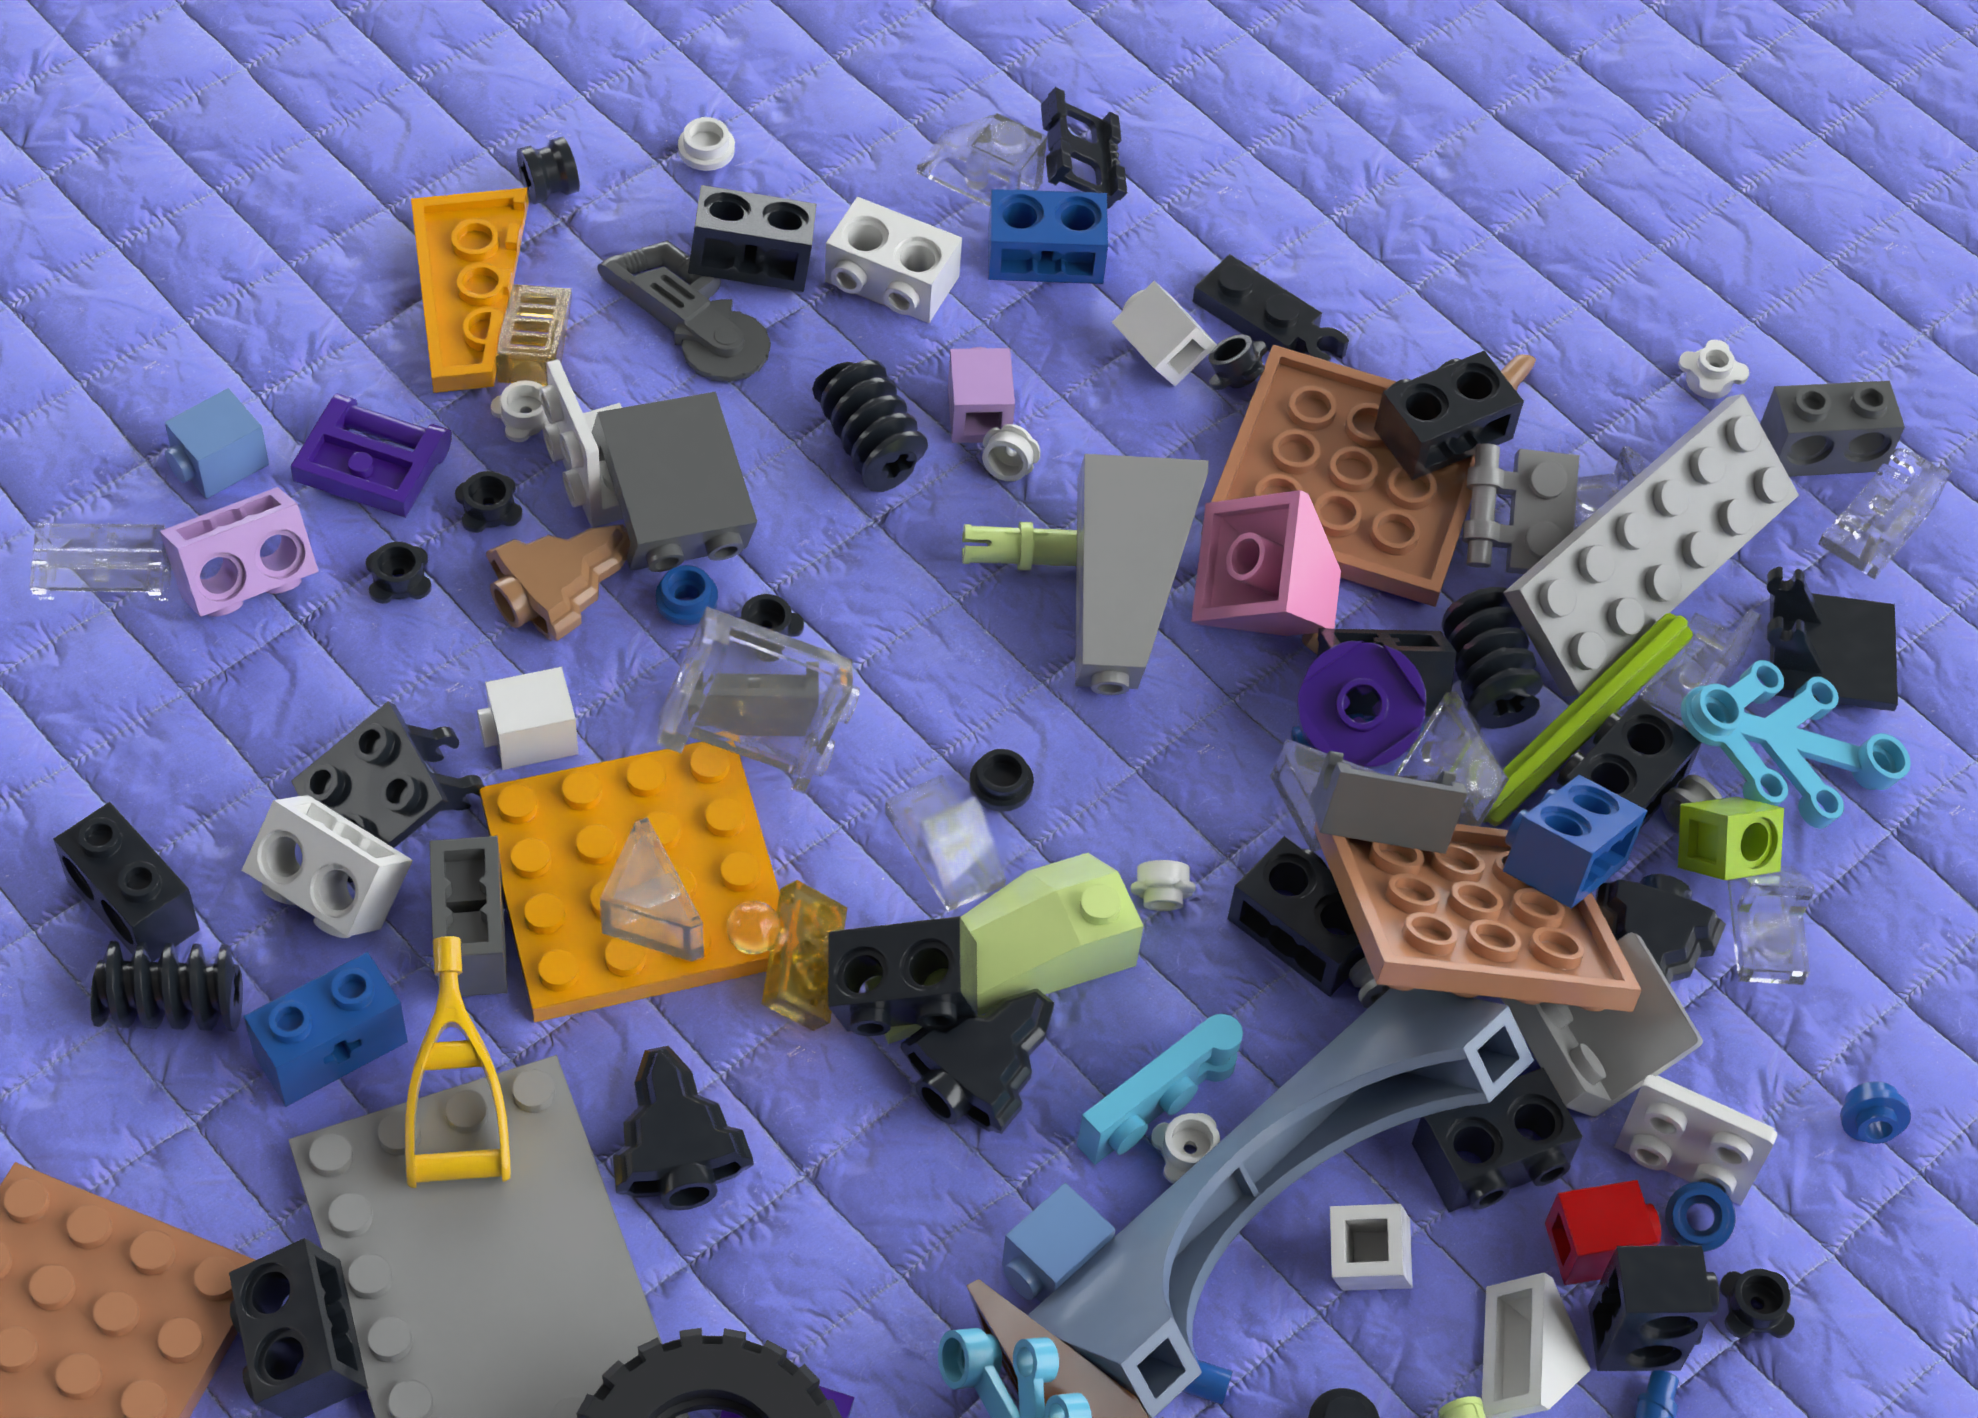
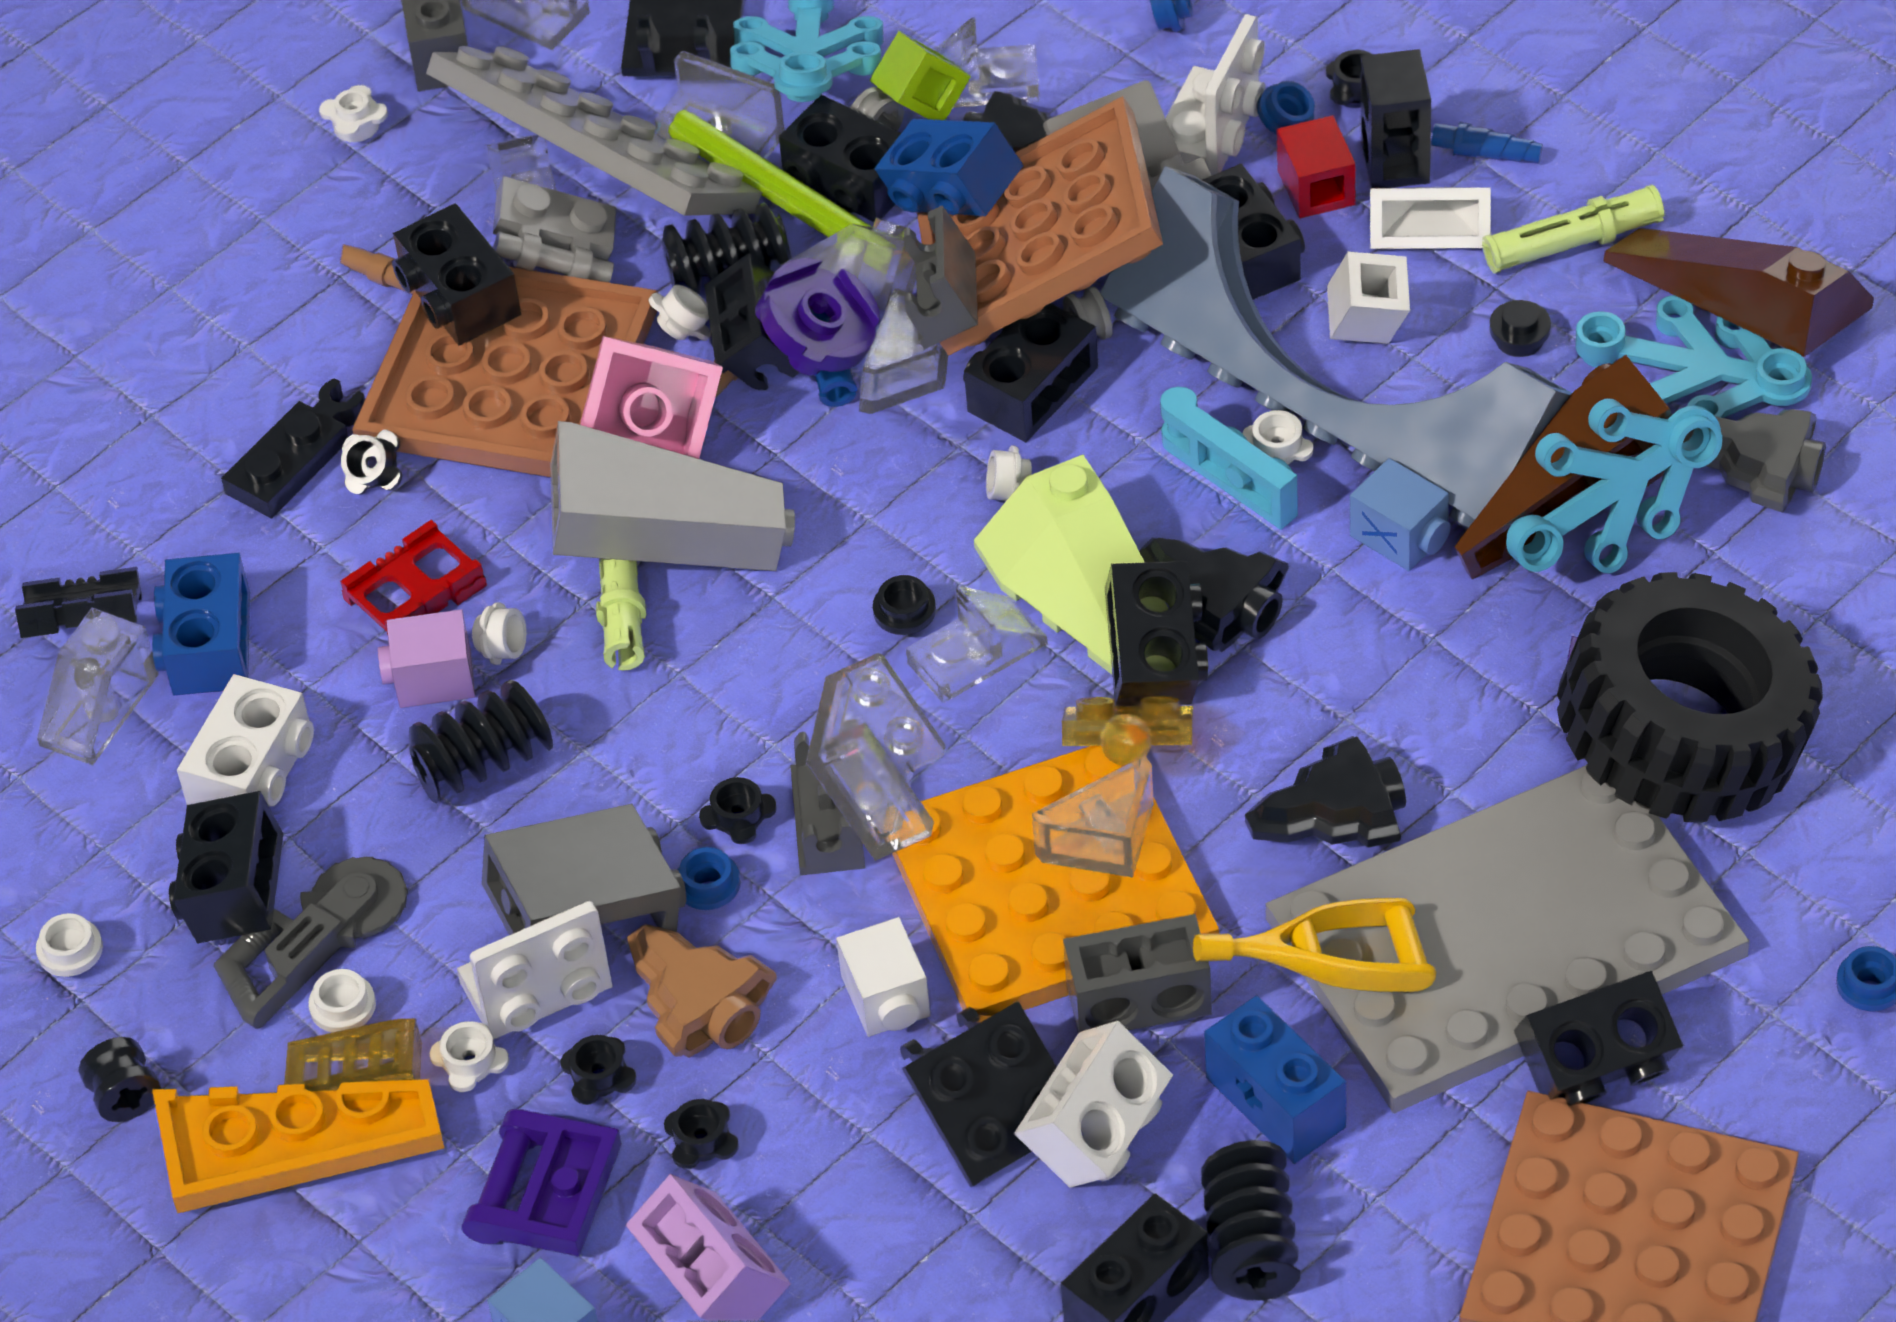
camera: 85 degrees left, 5 degrees down
(604, 324) = (341, 1001): none -> white plate
(1070, 403) = (425, 594): none -> red piece
(1163, 333) = (344, 511): white brick -> none
(1415, 599) = (682, 313): none -> white plate

